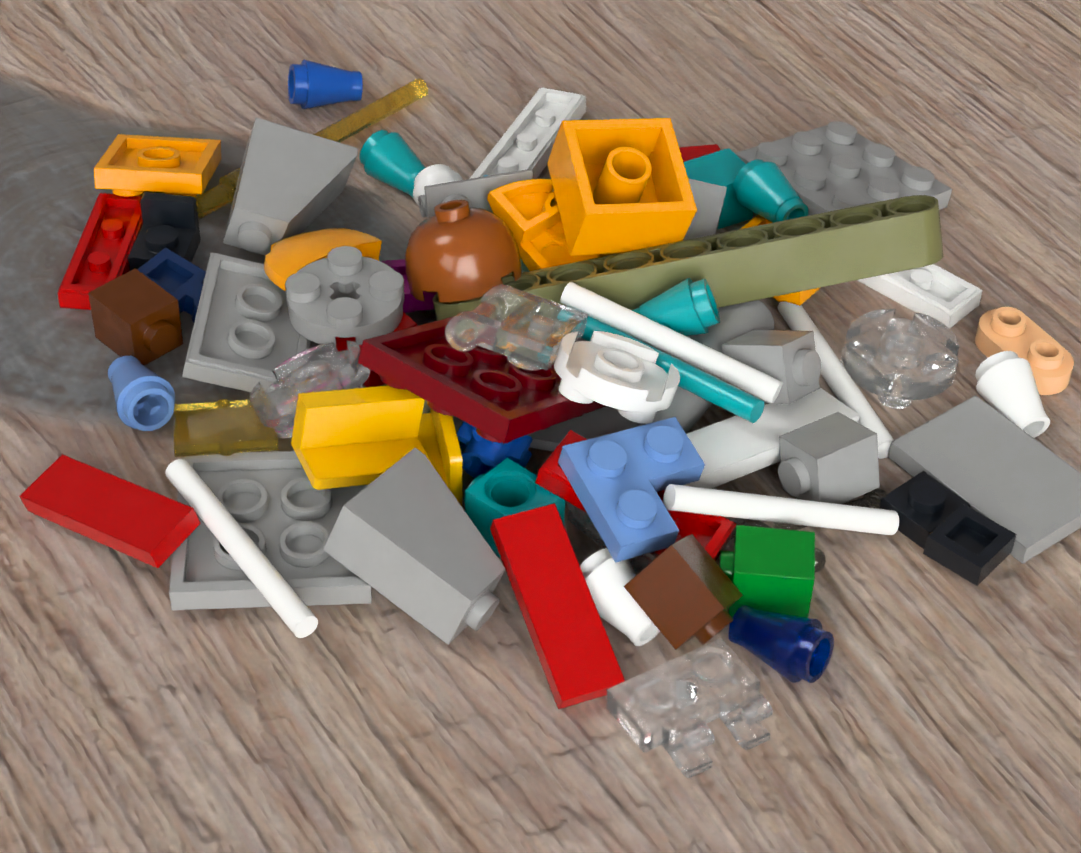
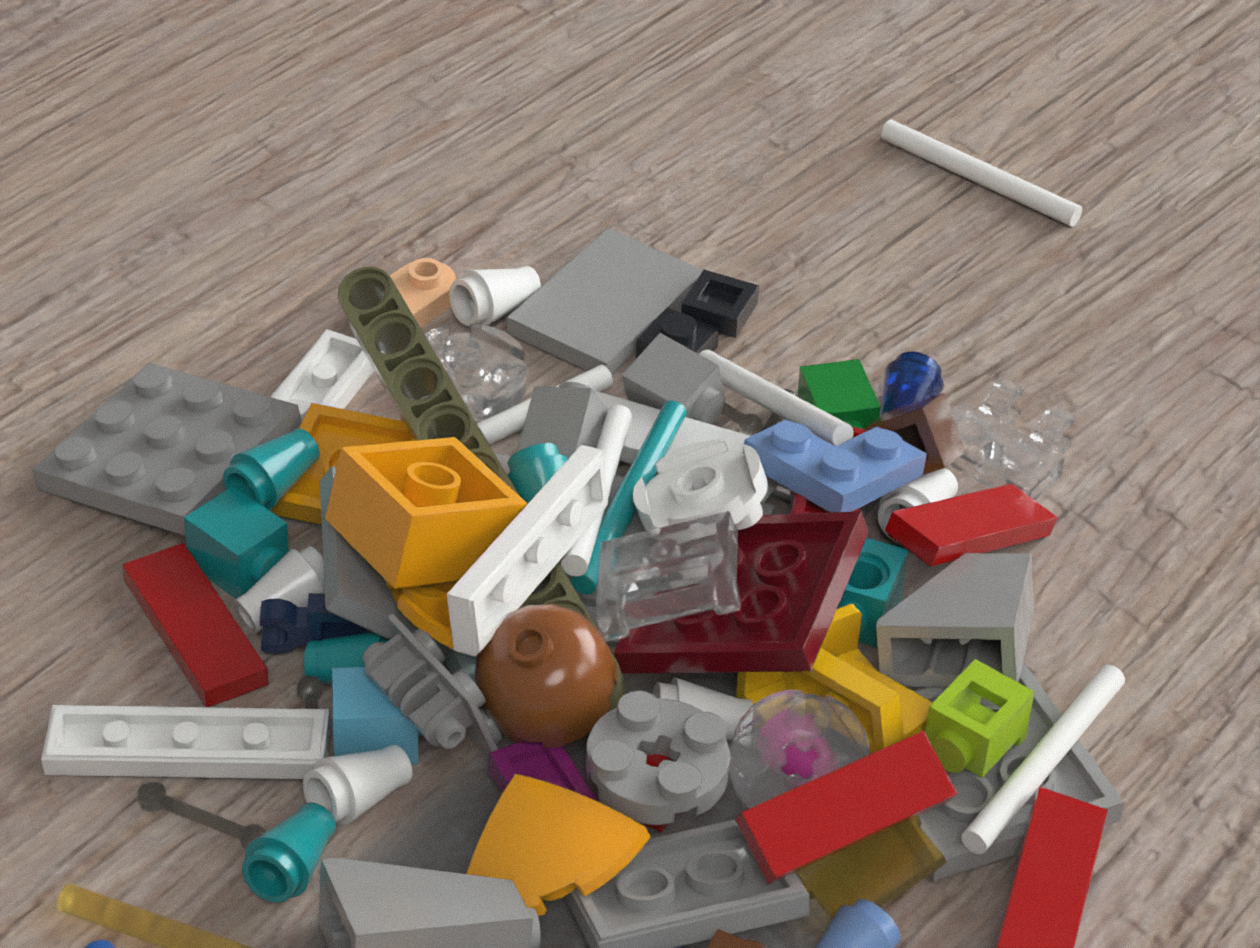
camera: 110 degrees left, 0 degrees up
(237, 385) = (845, 807): none -> red tile
(286, 493) = (970, 733): none -> lime brick
(490, 135) = (153, 798): none -> clear smoke hinge
(562, 234) = (527, 550): none -> white tile

